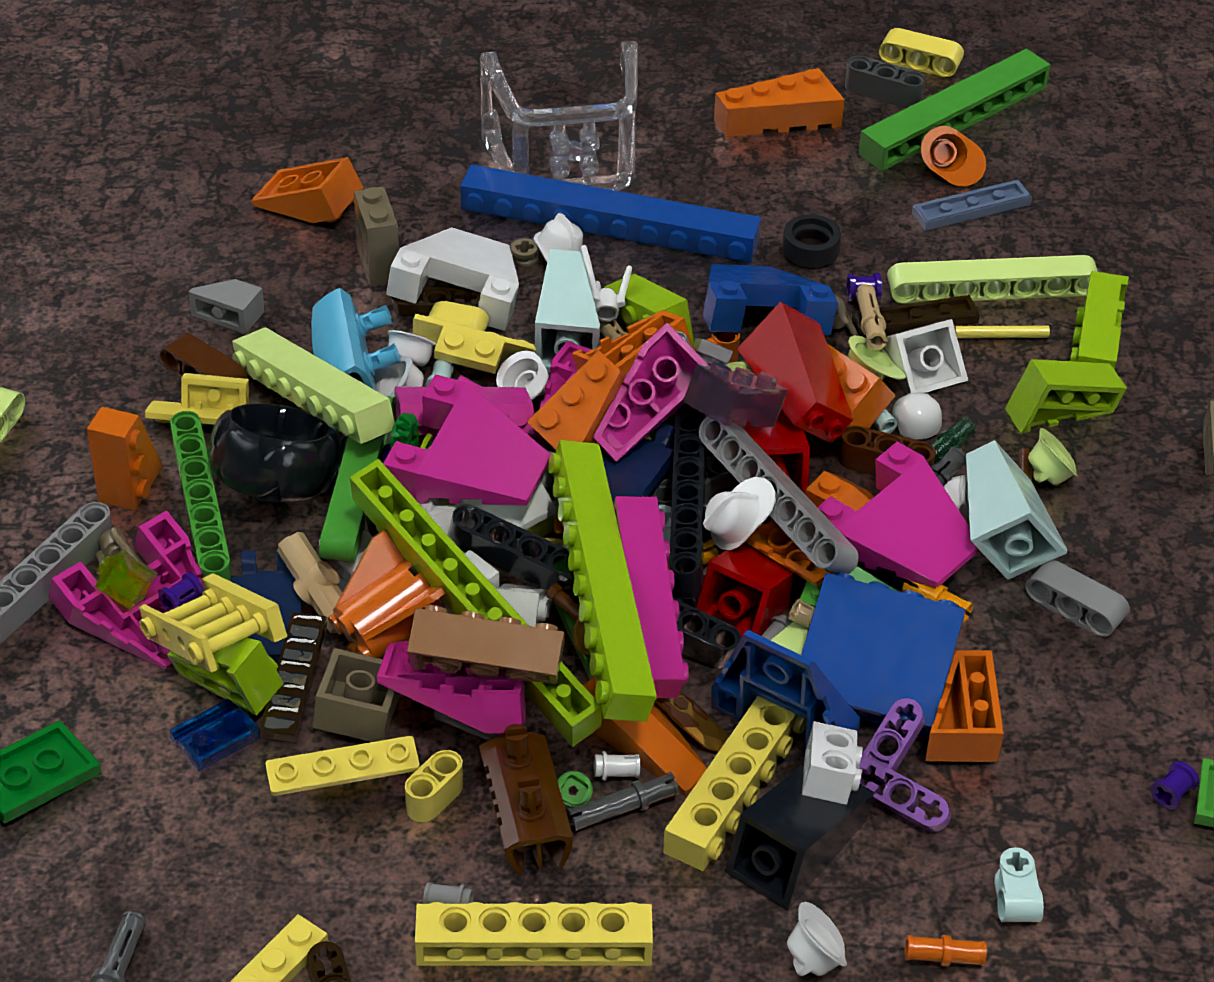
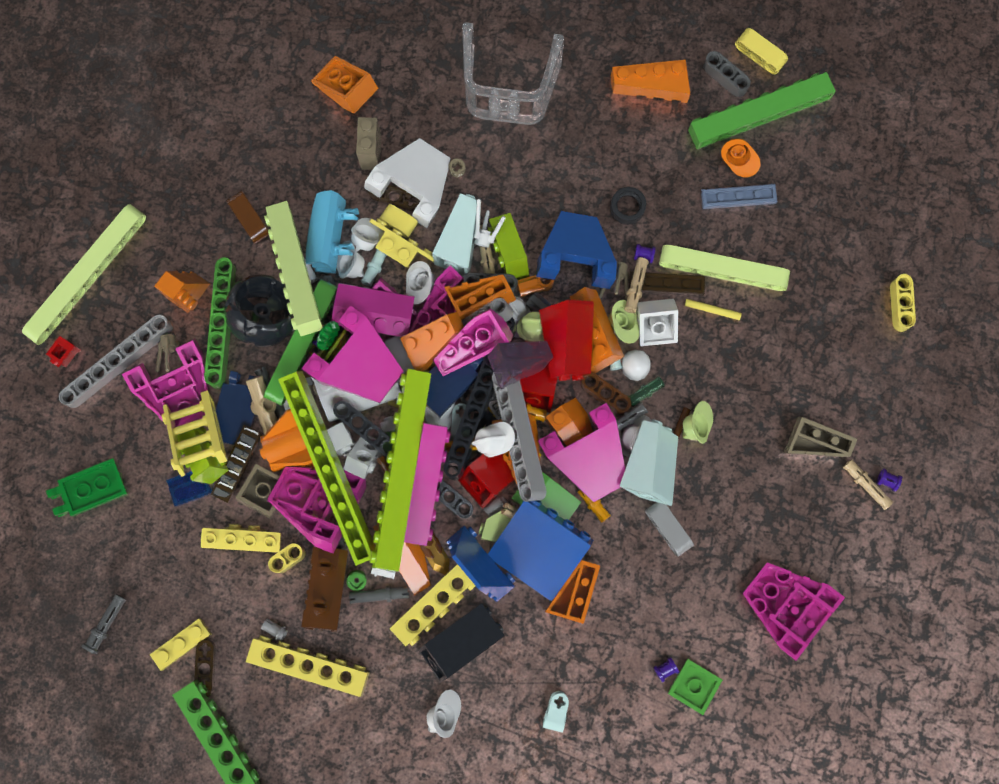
camera: 20 degrees right, 35 degrees up
(125, 579) = (160, 383): clear neon green brick -> none
(181, 593) = (189, 397): dark purple bush -> none
(205, 396) = (243, 251): light yellow bracket -> none
(228, 304) = (275, 169): light grey slope -> none
(485, 645) = (318, 514): medium nougat wedge -> none
(559, 235) = (479, 173): white piece -> none
(611, 213) = (516, 150): blue brick -> none
(711, 352) = (524, 305): light grey hinge -> none
(831, 763) = (480, 617): white brick -> none
(887, 765) = (518, 616): medium lavender beam -> none
(945, 950) = (506, 736): orange pin -> none
(1063, 390) = (726, 374): lime wedge -> none
(1100, 319) = (766, 333): lime wedge -> none

